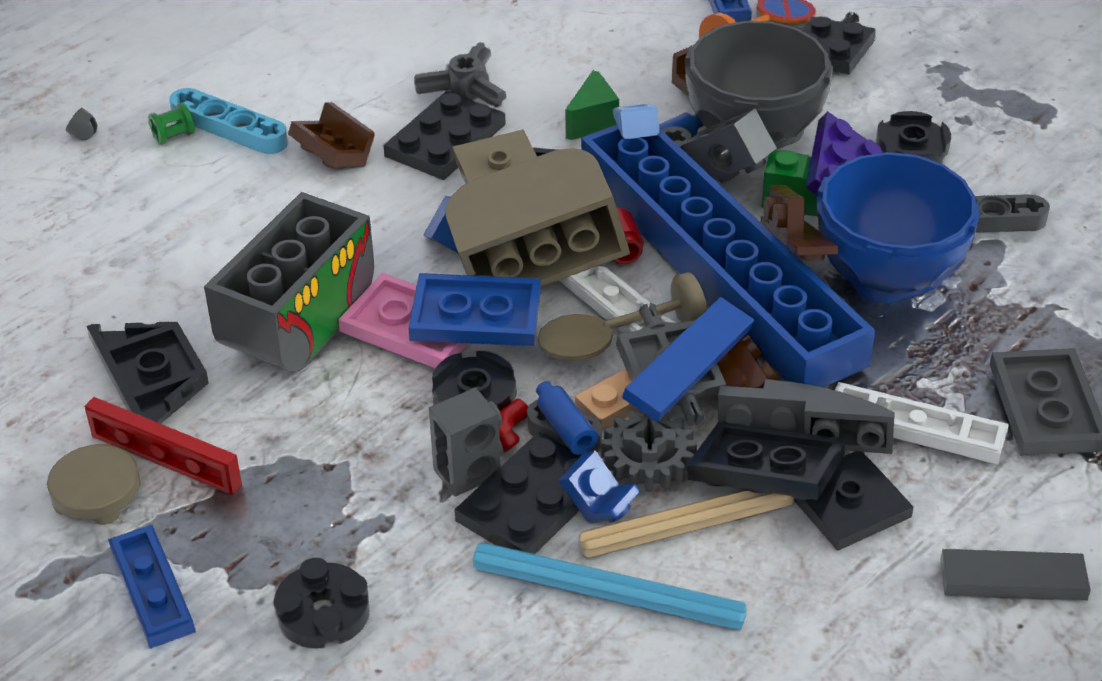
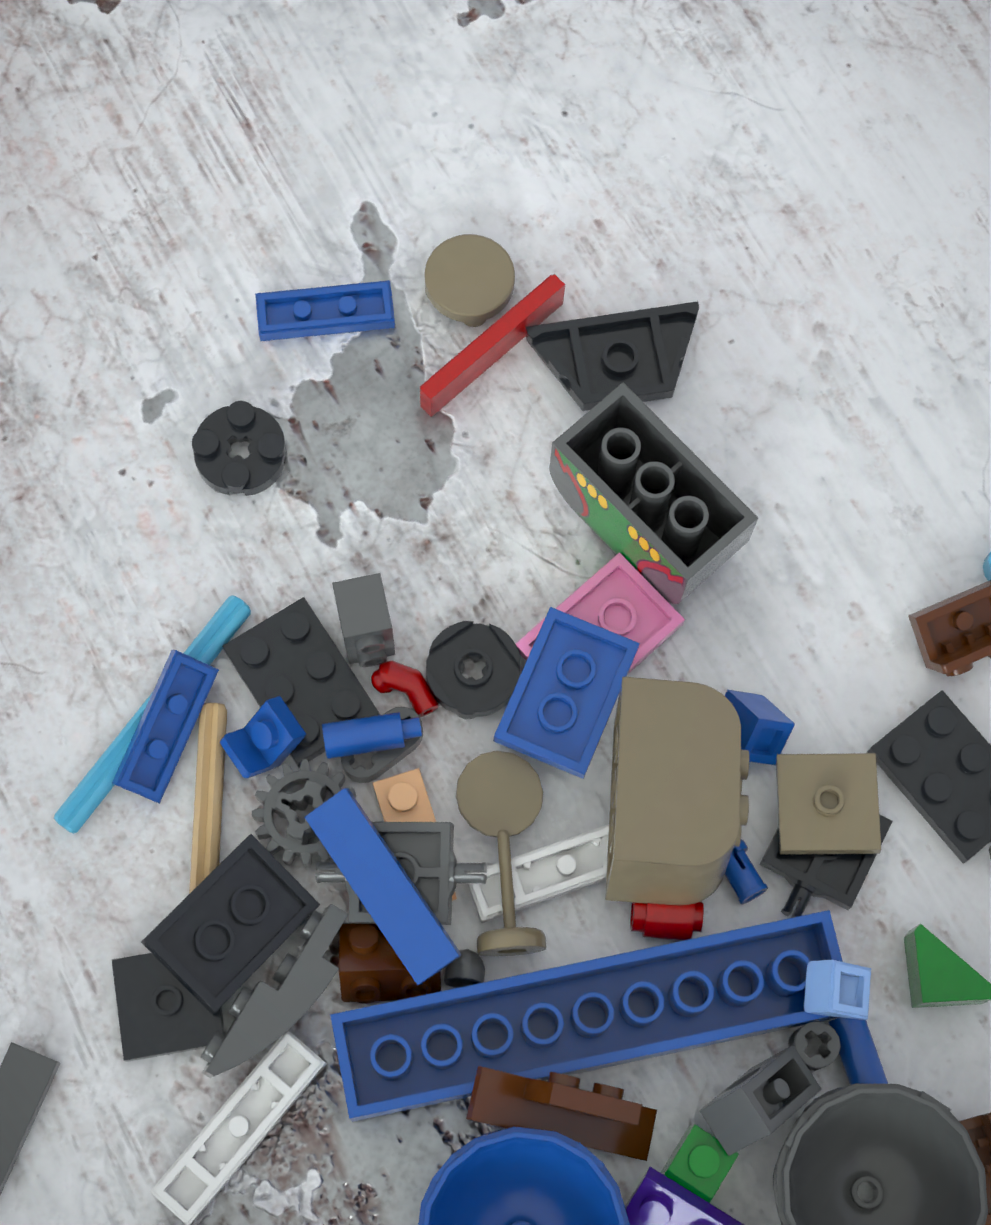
camera: 105 degrees right, 30 degrees up
(619, 561) = (165, 726): none -> blue tile

